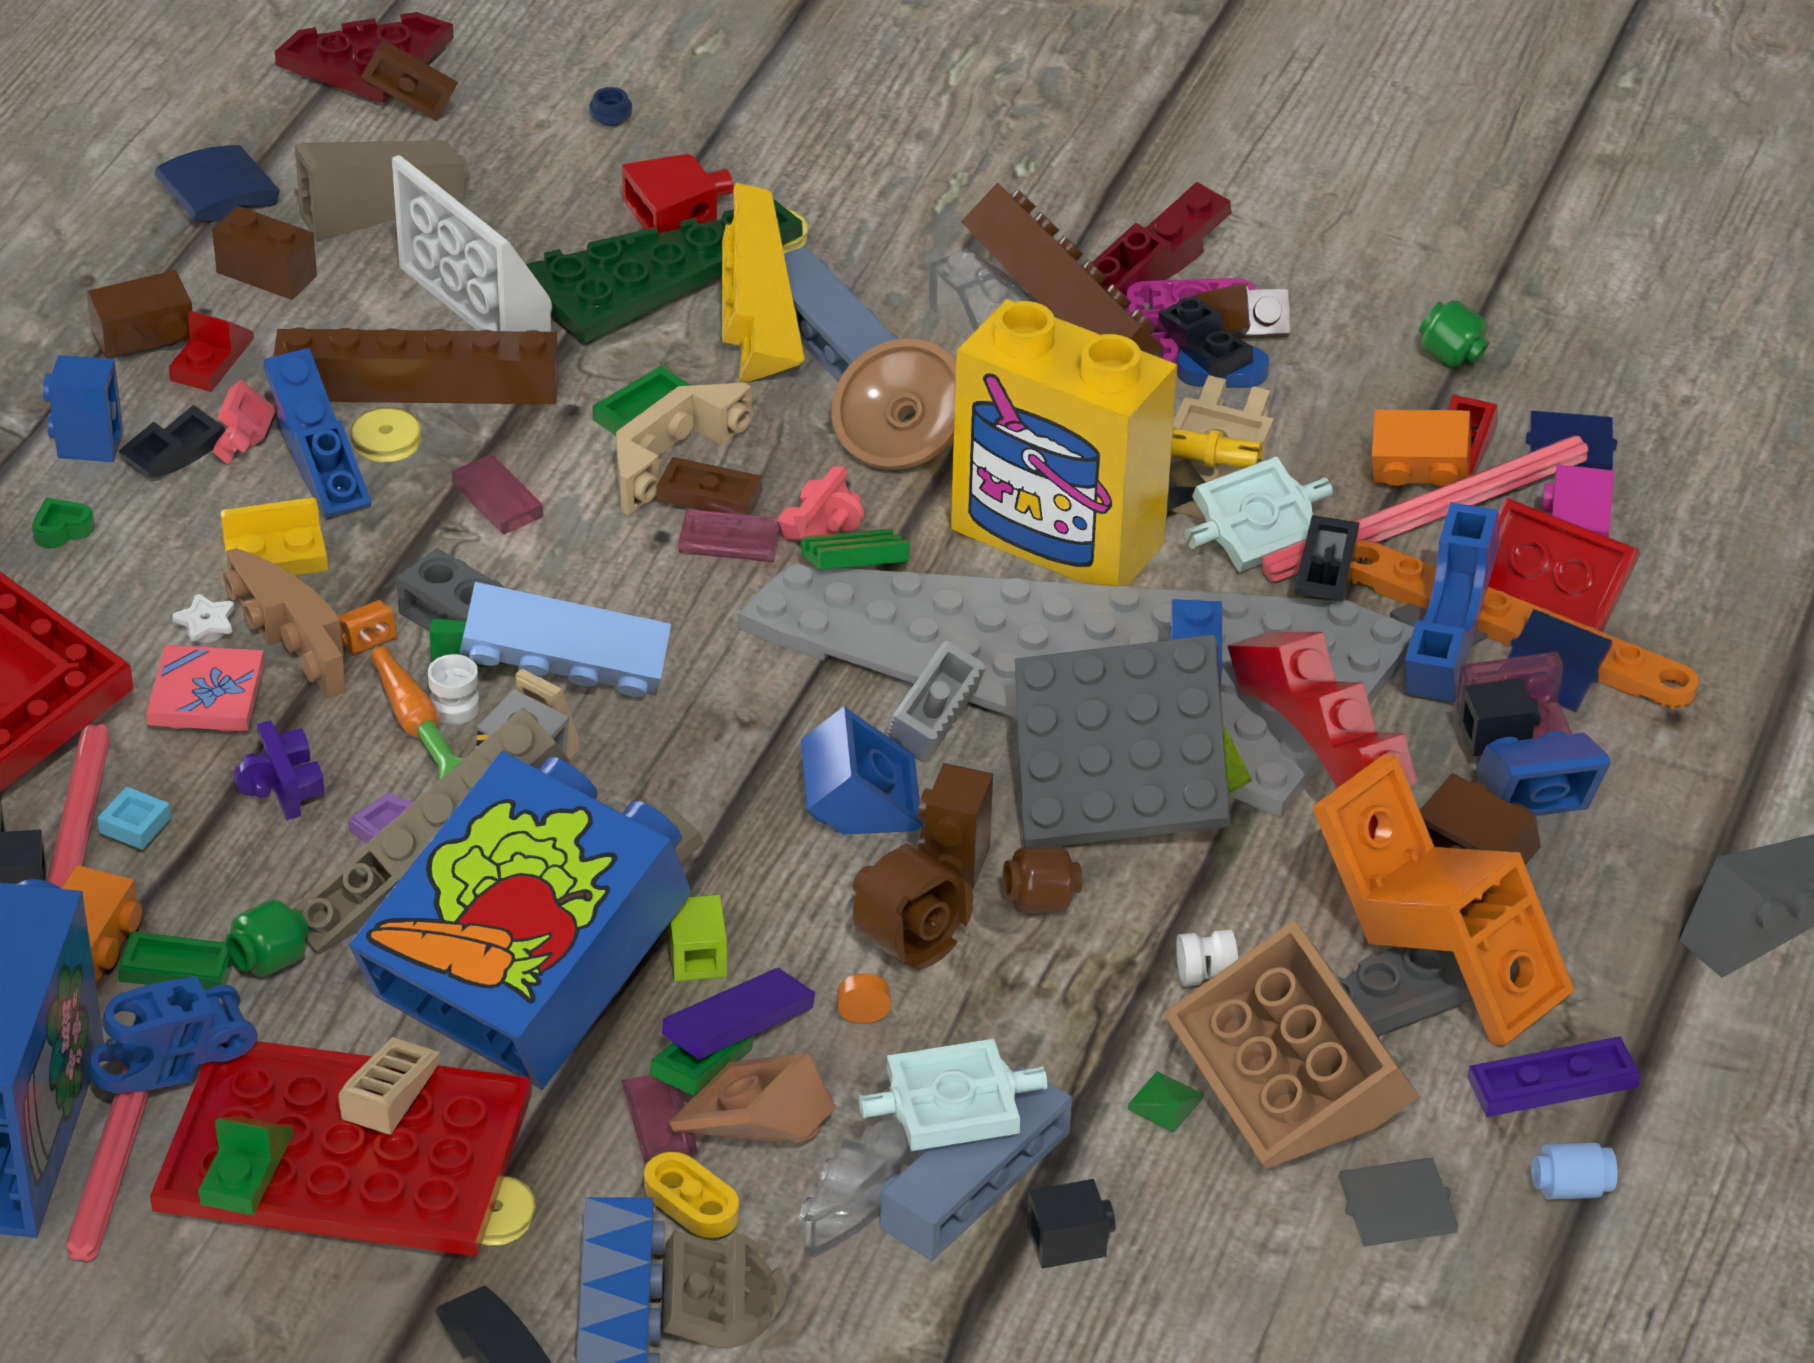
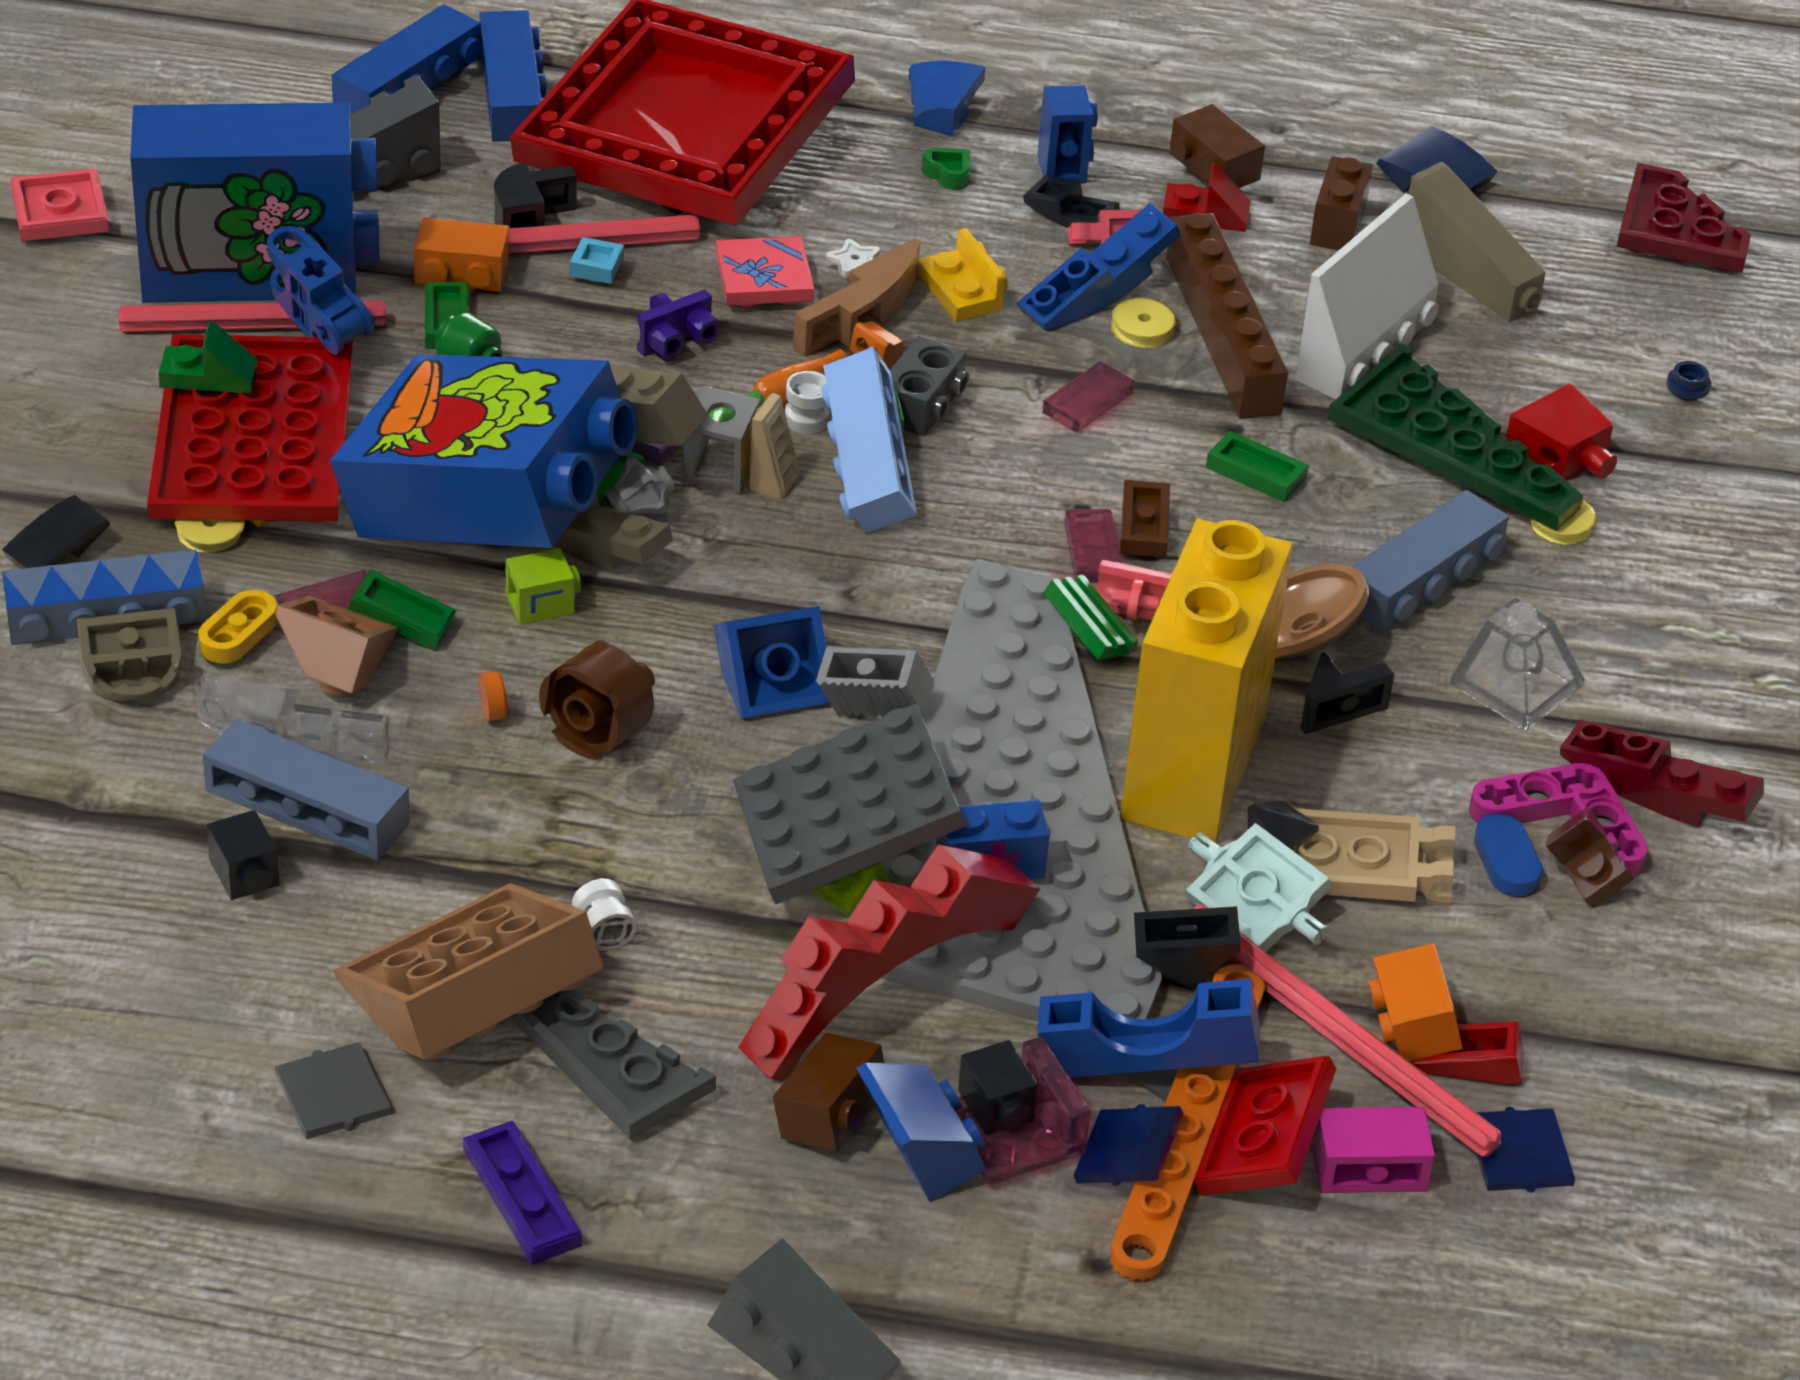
camera: 75 degrees right, 0 degrees up
(384, 1112) = (293, 423): tan slope -> none
(409, 79) = (1630, 225): reddish brown plate -> none
(710, 410) = (1198, 470): tan slope -> none
(738, 1013) = (449, 619): dark purple tile -> none
(757, 288) = (1430, 486): yellow wedge -> none
(953, 1094) = (343, 735): light aqua plate -> none
(958, 819) = (706, 713): reddish brown brick -> none
(1041, 879) = (671, 787): reddish brown head -> none
(1052, 269) = (1550, 705): reddish brown brick -> none
(1165, 1101) = (418, 909): green slope -> none
(1201, 336) = (1525, 823): black slope -> none
(1215, 449) = (1331, 836): yellow pin -> none
(1444, 899) = (678, 1042): orange bracket -> none
(1454, 334) = (1637, 1022): green head -> none
(1574, 1171) = (382, 1205): light blue brick -> none

